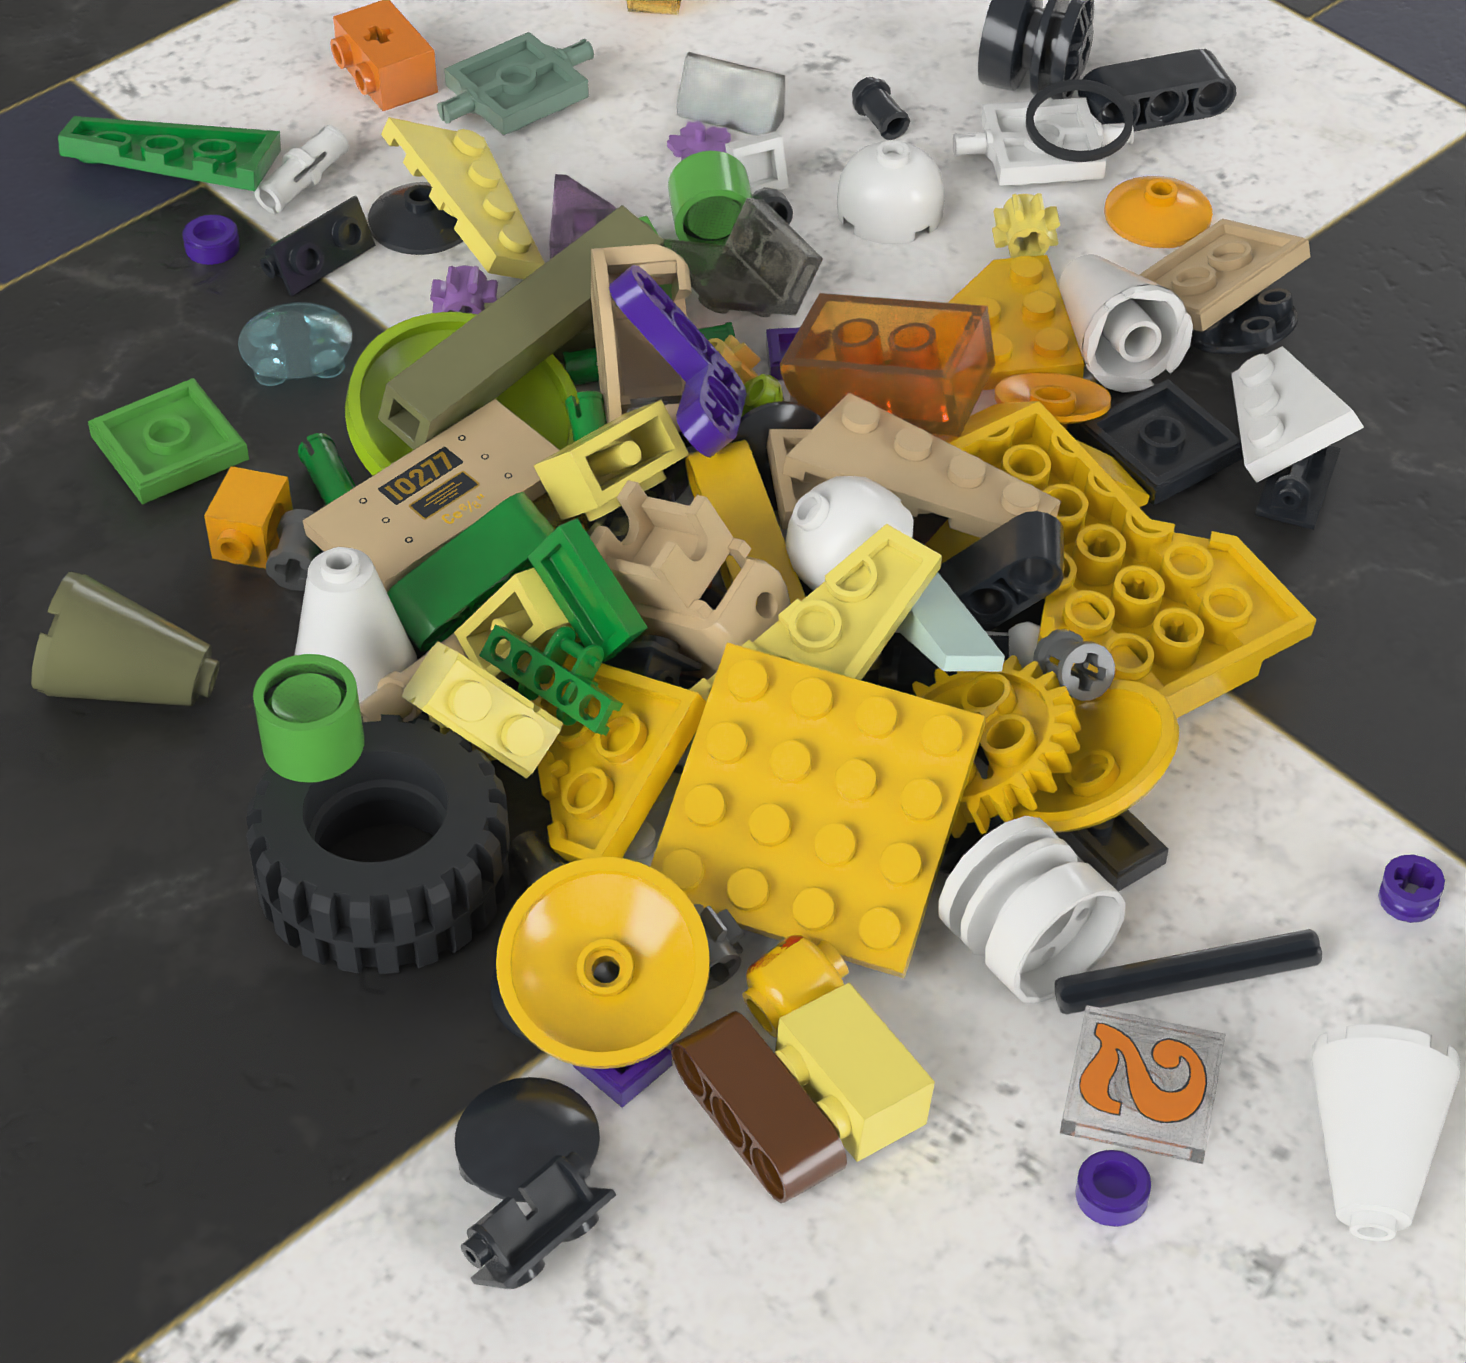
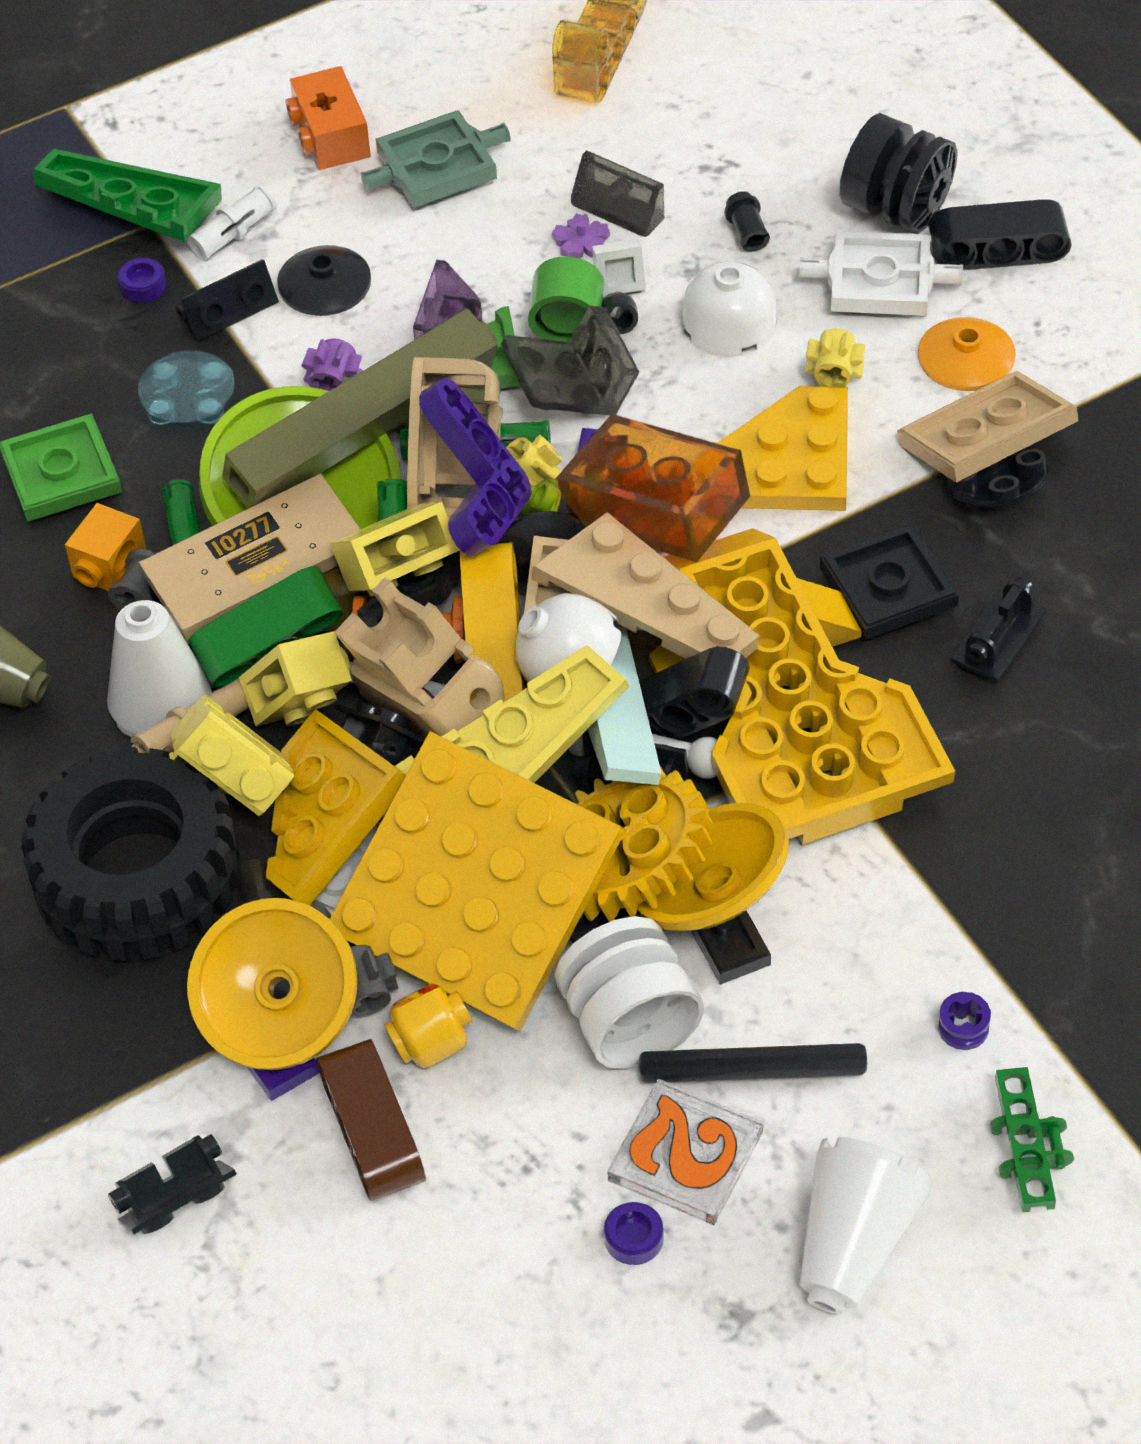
camera: 15 degrees right, 5 degrees up
(309, 717) = (85, 746): bright green piece -> none
(470, 189) = (366, 263): light yellow wing -> none
(518, 1129) = (183, 1105): black dish -> none
(542, 667) = (291, 724): green piece -> none
(586, 589) = (333, 667): green tile -> none
(855, 1070) = (448, 1105): light yellow brick -> none
(1063, 395) = (806, 528): light orange dish -> none
(1072, 649) = (727, 802): dark grey bush -> none
(1073, 155) = (913, 294): black piece -> none
(1124, 323) = (885, 466): white cone -> none
(1285, 413) = (995, 573): white wing -> none

